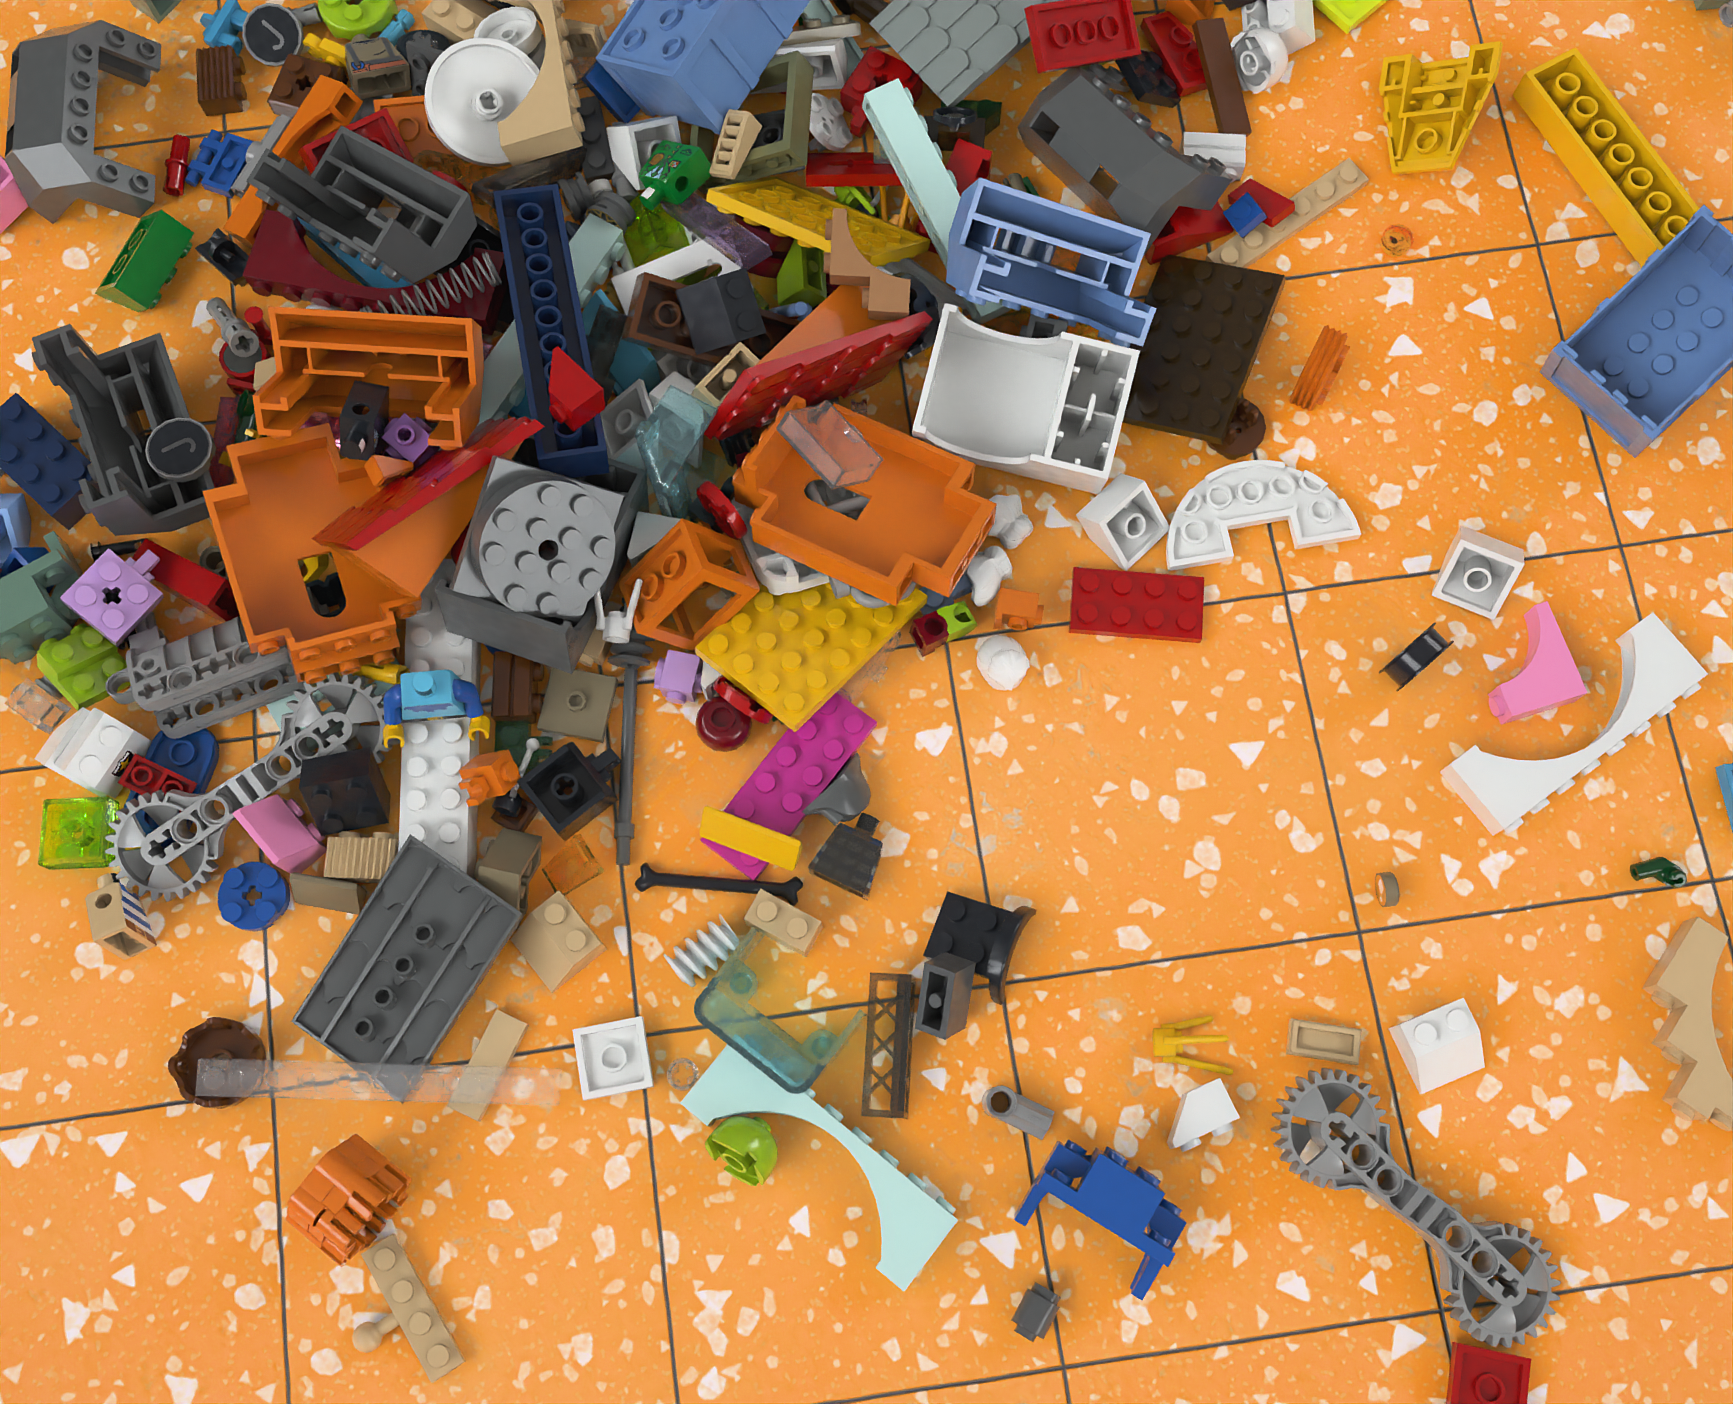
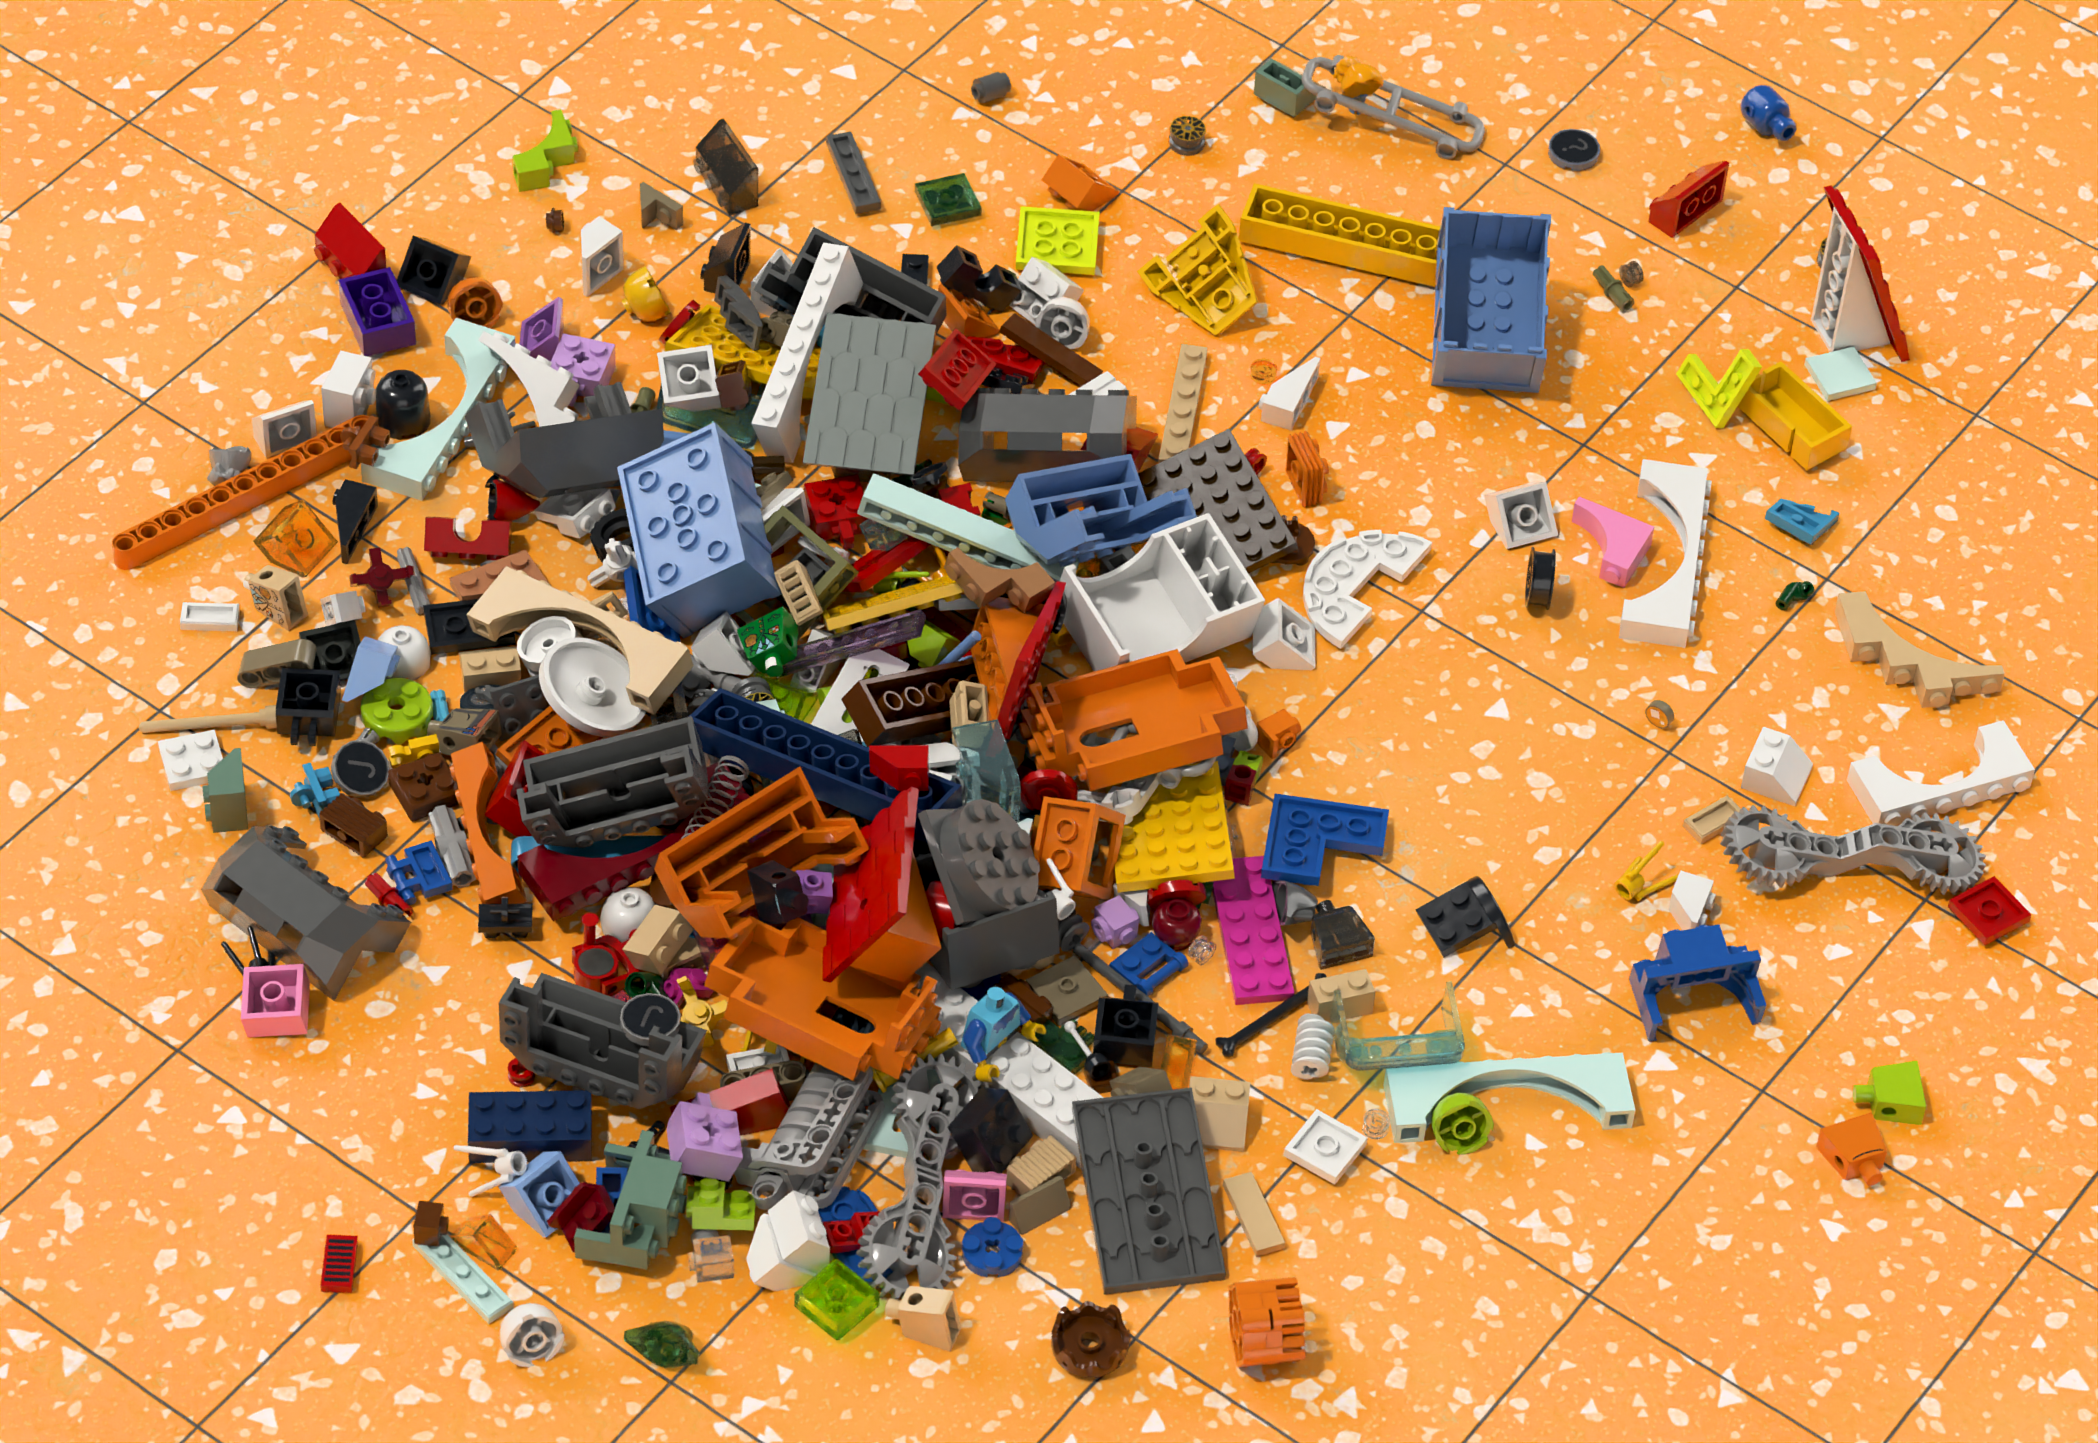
camera: 50 degrees left, 25 degrees down
(146, 262) = (443, 966): green slope -> none
(235, 336) = (579, 946): light grey pin -> none
(378, 1081) = (1203, 1261): clear plate -> none
(386, 469) = (819, 912): orange slope -> none
(410, 1309) = (1364, 1367): tan plate -> none
(489, 776) = (1073, 1049): orange brick -> none
(666, 729) = (1144, 958): none -> blue plate
(720, 311) = (926, 674): black slope -> none
(722, 767) = (1201, 950): none -> clear bush
(750, 838) = (1269, 963): yellow slope -> none
(830, 445) = (1085, 692): clear container -> none
(902, 1046) = (1485, 1002): clear smoke fence -> none
(937, 725) = (1306, 826): none -> blue plate
(945, 995) = (1482, 949): dark grey brick -> none
(1002, 662) = (1304, 766): white hair -> none
(1020, 1112) = (1582, 983): light grey piece -> none
(1036, 1312) = (1717, 1069): dark grey brick -> none
(1136, 605) = (1343, 680): red plate -> none
(1244, 214) = (1159, 416): blue plate -> none
(1272, 203) = (1161, 404): red tile -> none
(1287, 323) = (1256, 459): none -> red bush
(1390, 282) = (1288, 395): none -> white slope
(1667, 1243) = (1892, 798): none -> white arch

